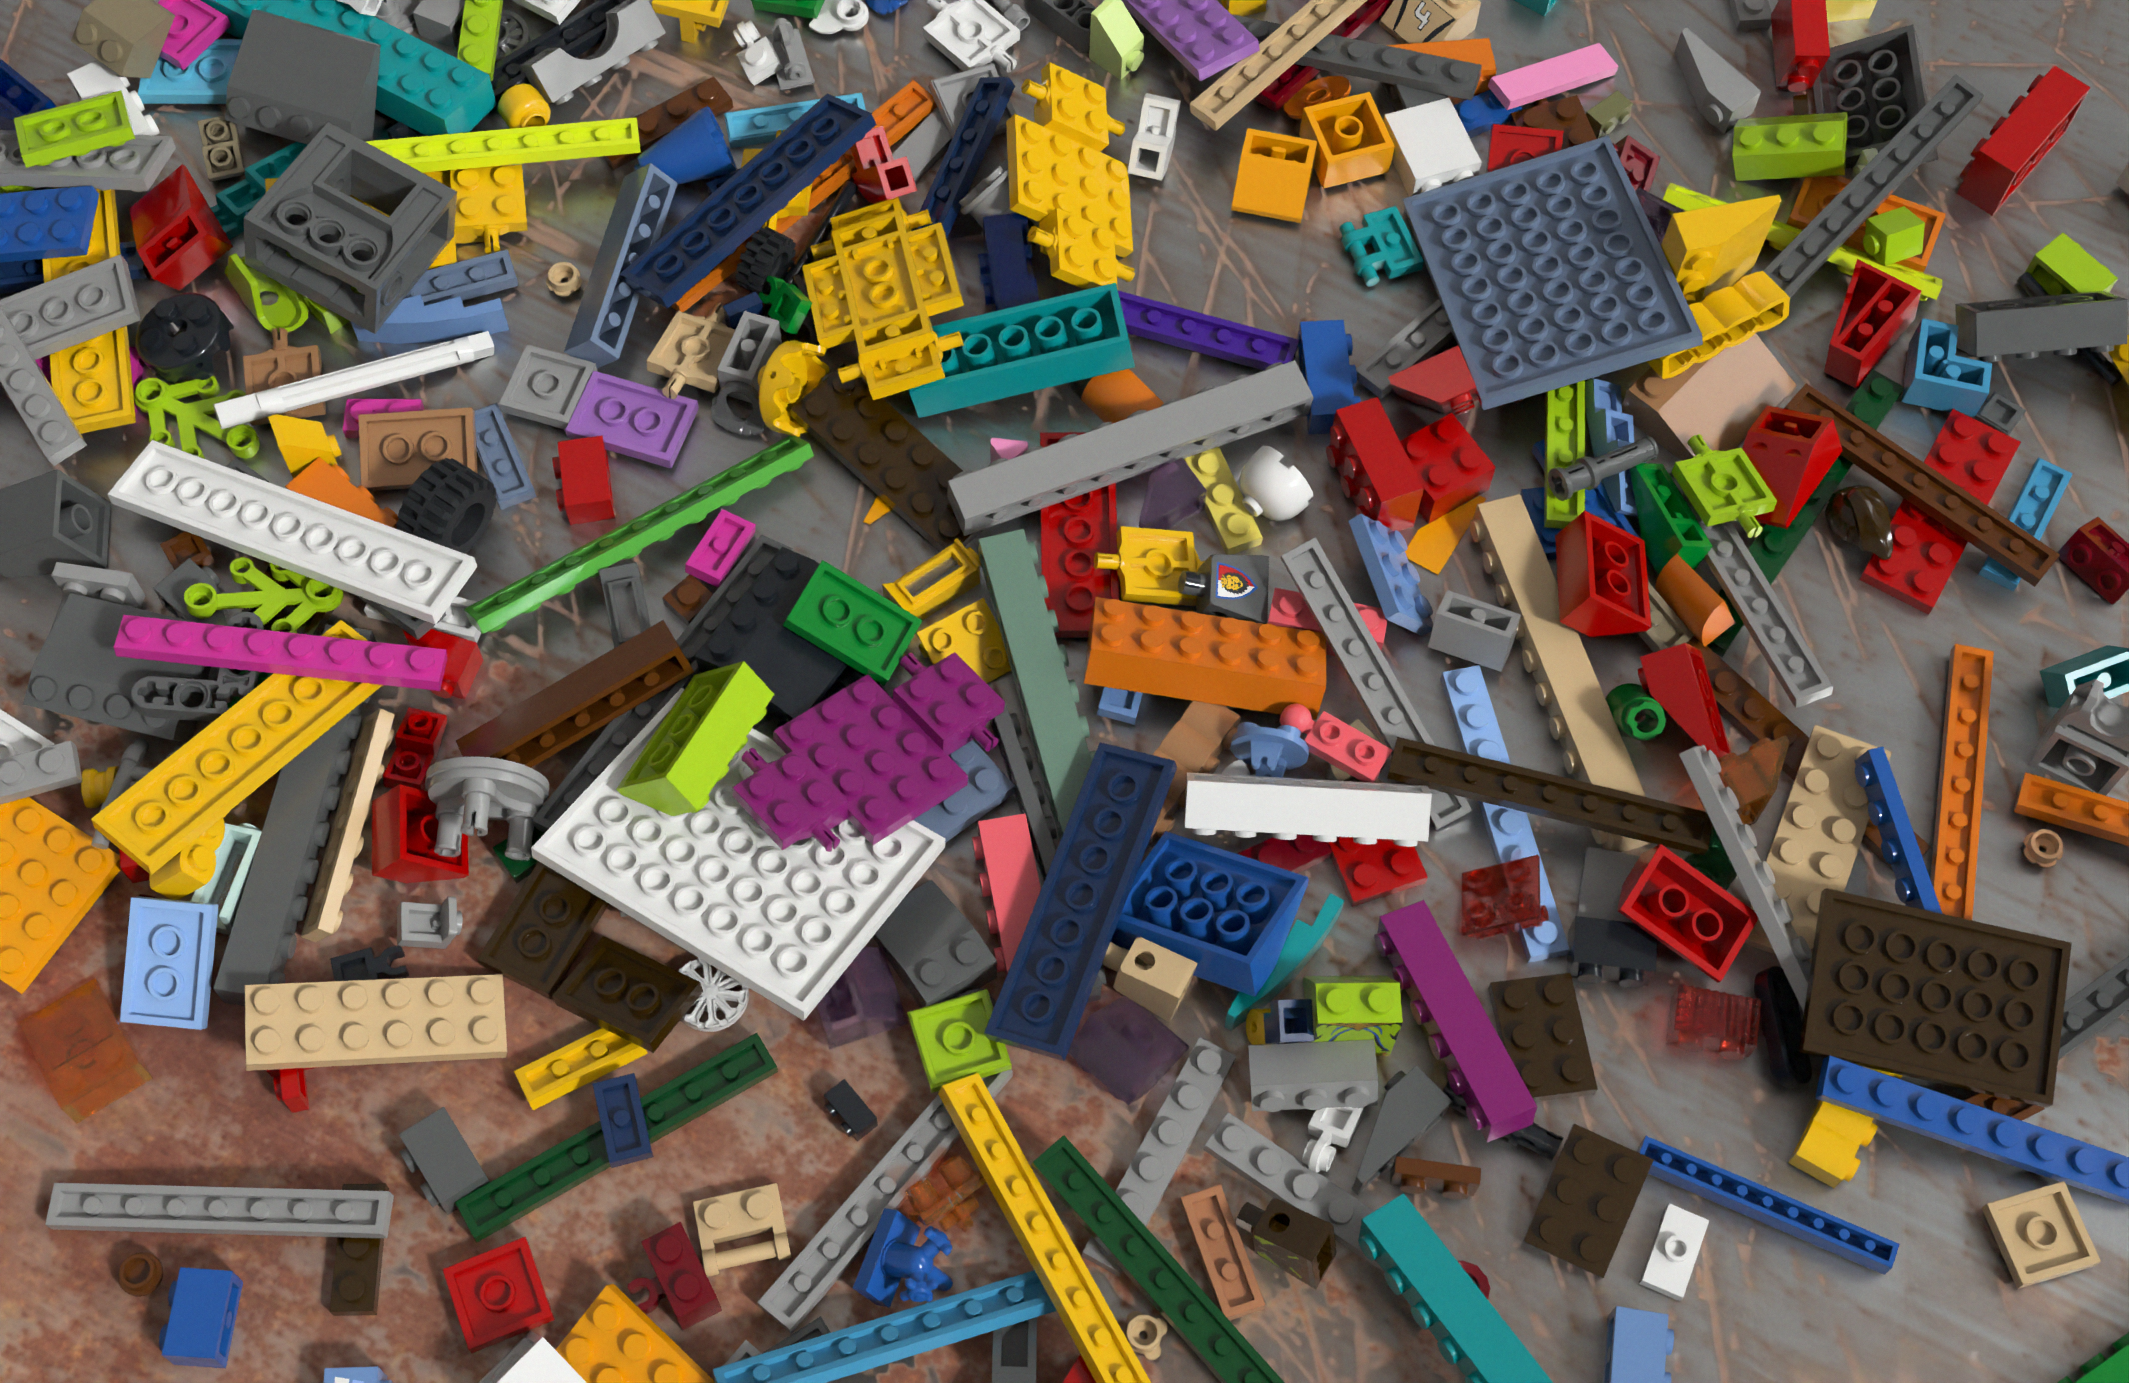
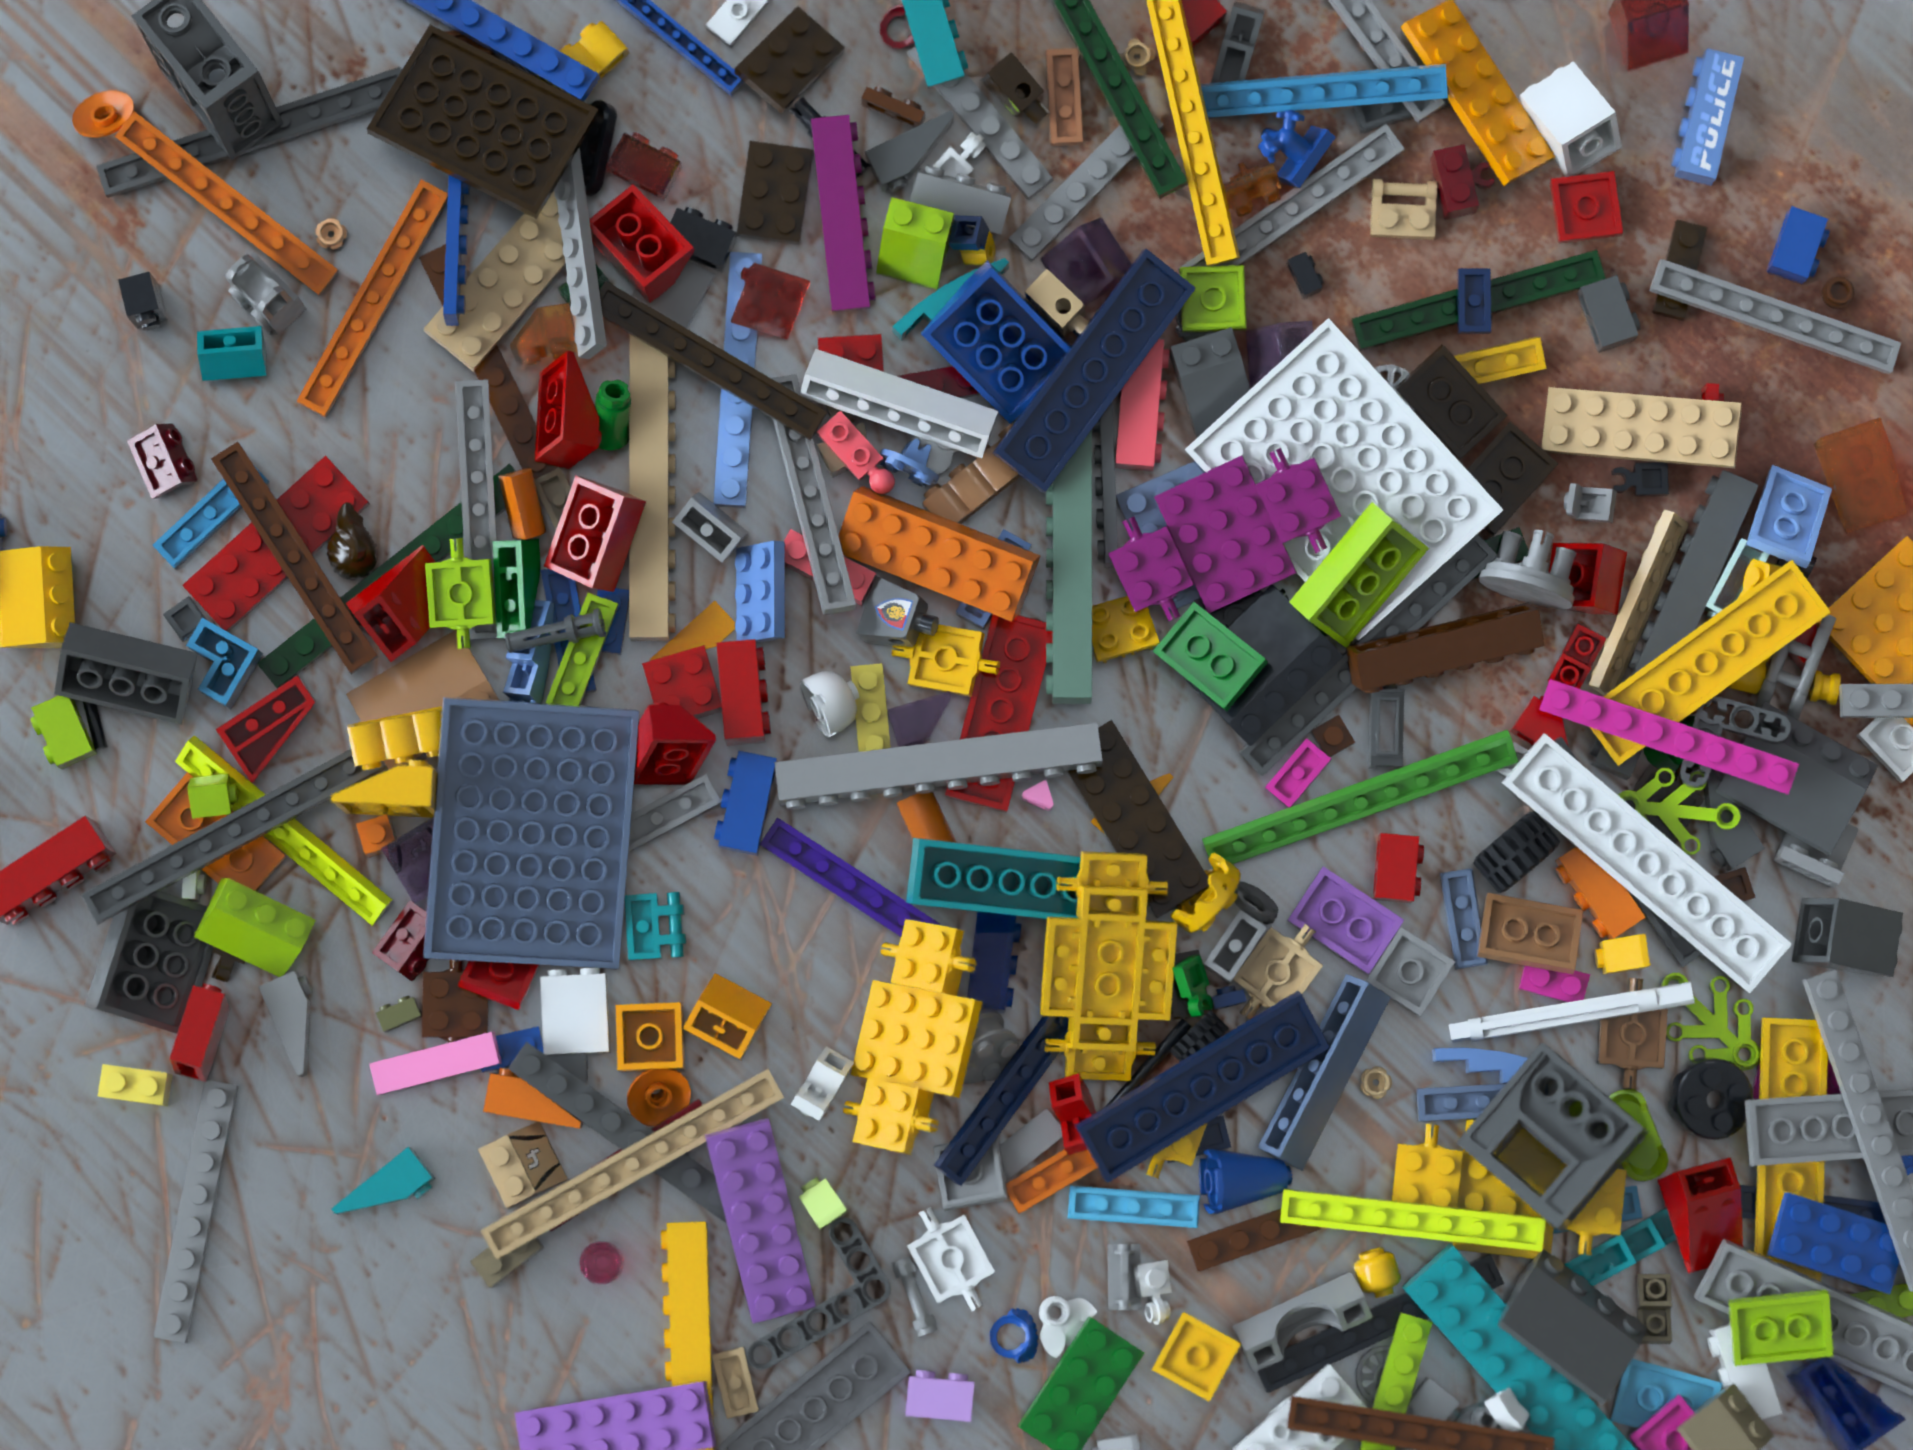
camera: 165 degrees left, 20 degrees up
(936, 581) = (1133, 693): yellow window -> none

